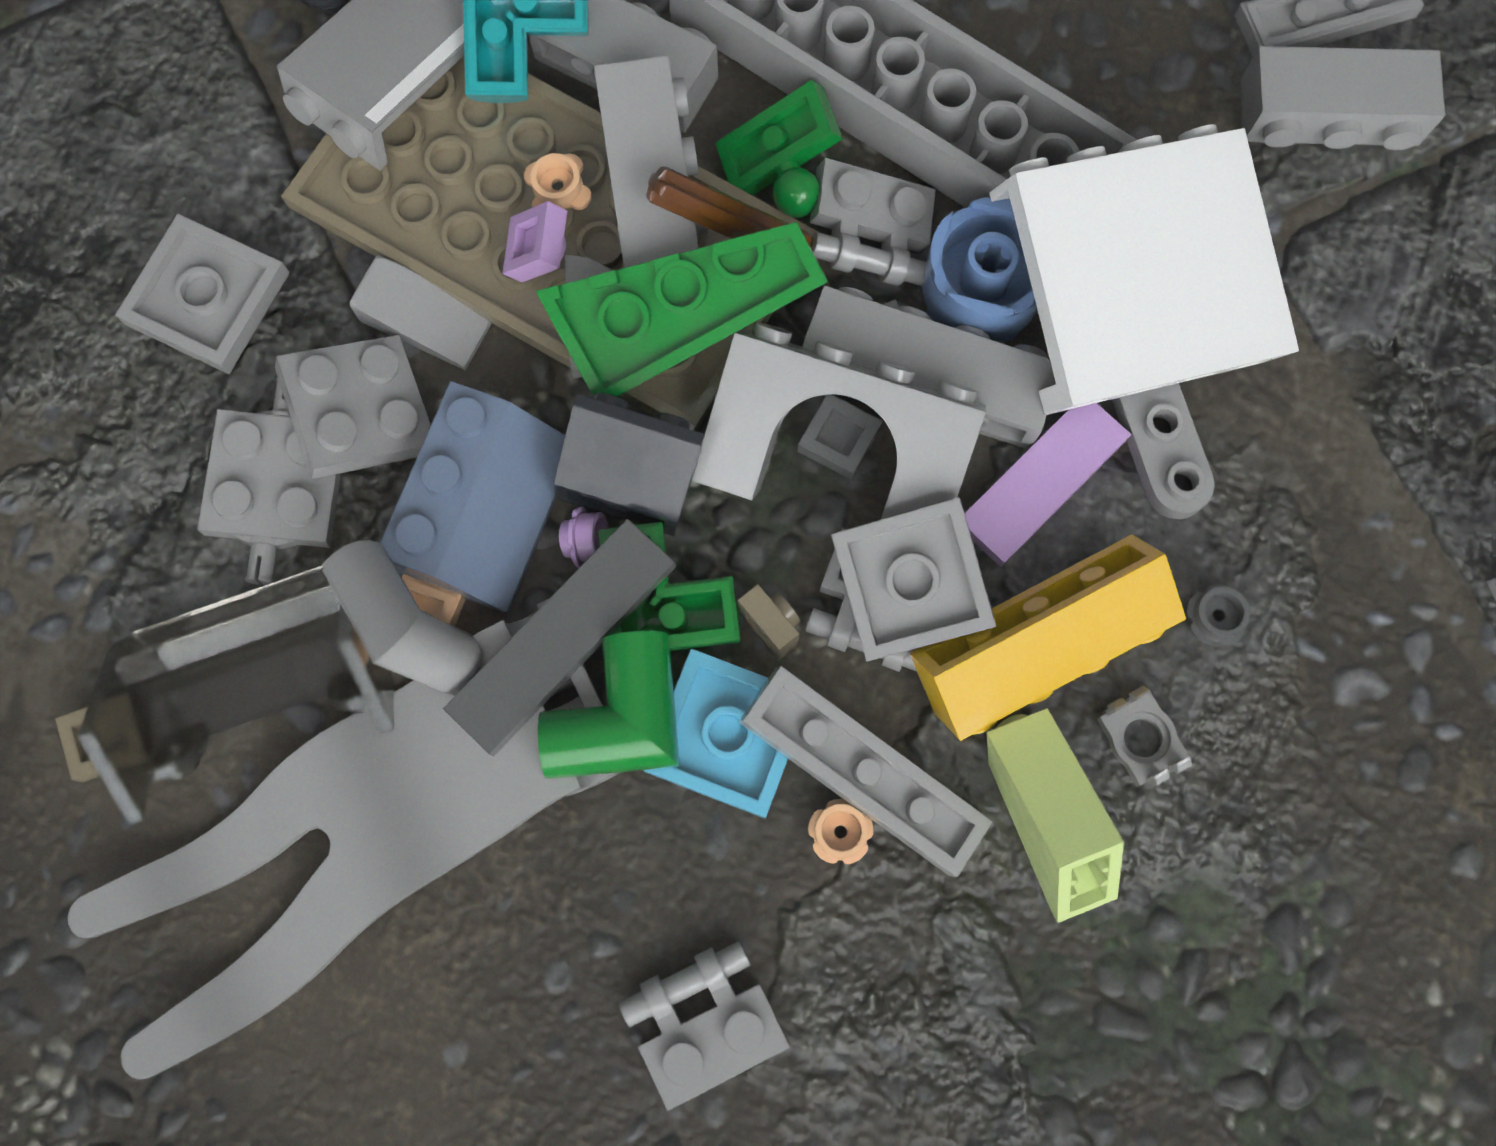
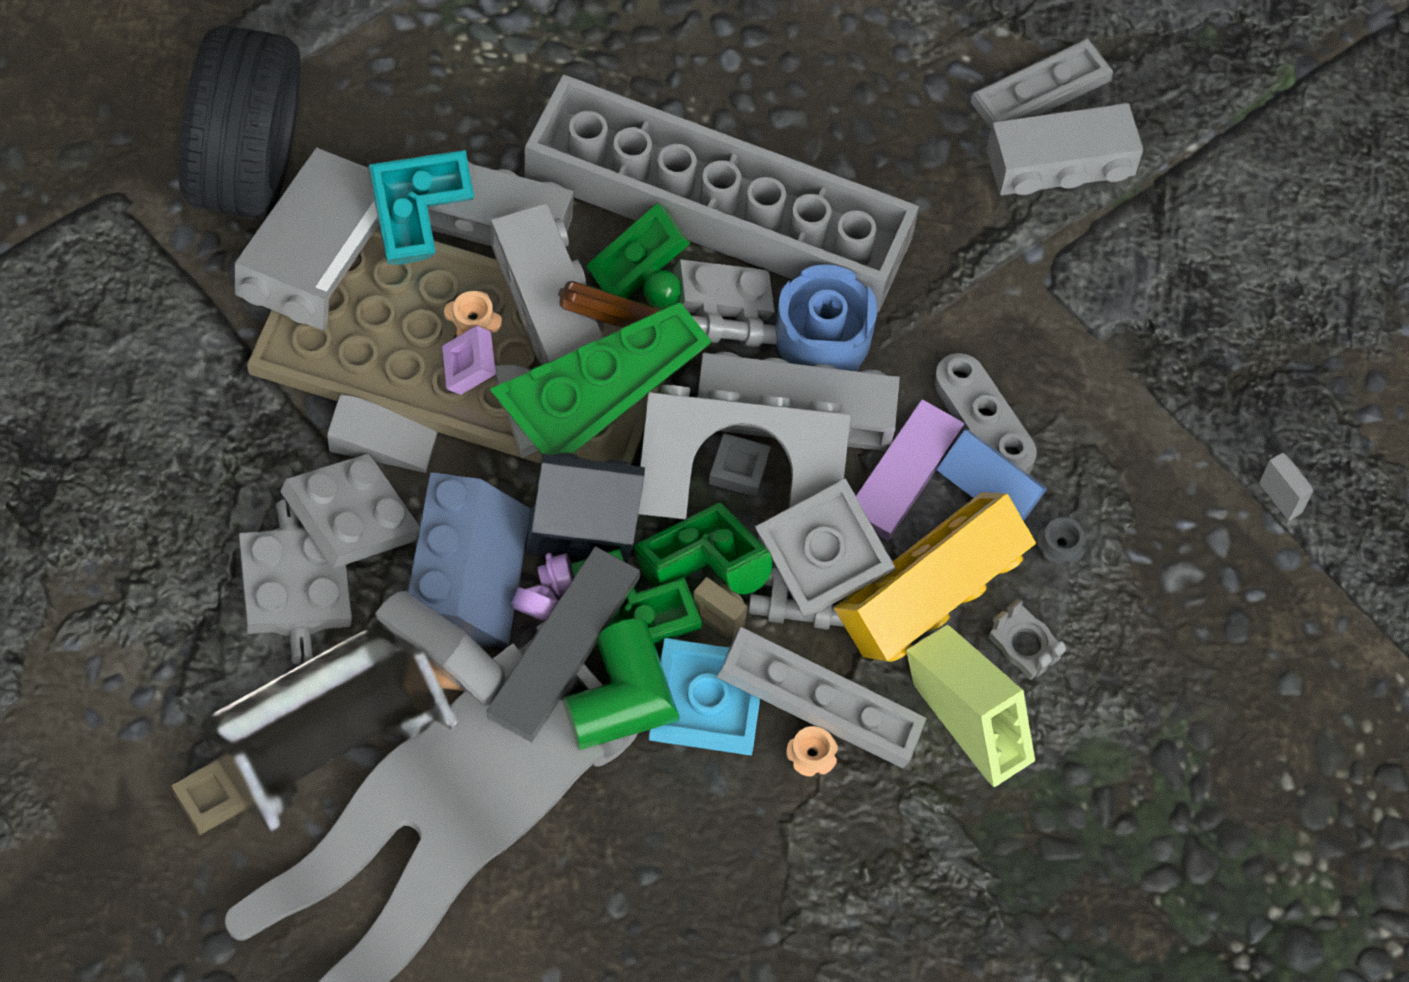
camera: 20 degrees left, 15 degrees down
(203, 293) = (199, 450): light grey plate -> none
(545, 569) = (535, 601): none -> lavender tile
(713, 1044) = (750, 925): light grey plate -> none
(773, 529) = (704, 540): none -> green brick
(1144, 505) = (981, 468): none -> medium blue tile
(1149, 265) = (947, 294): white panel -> none

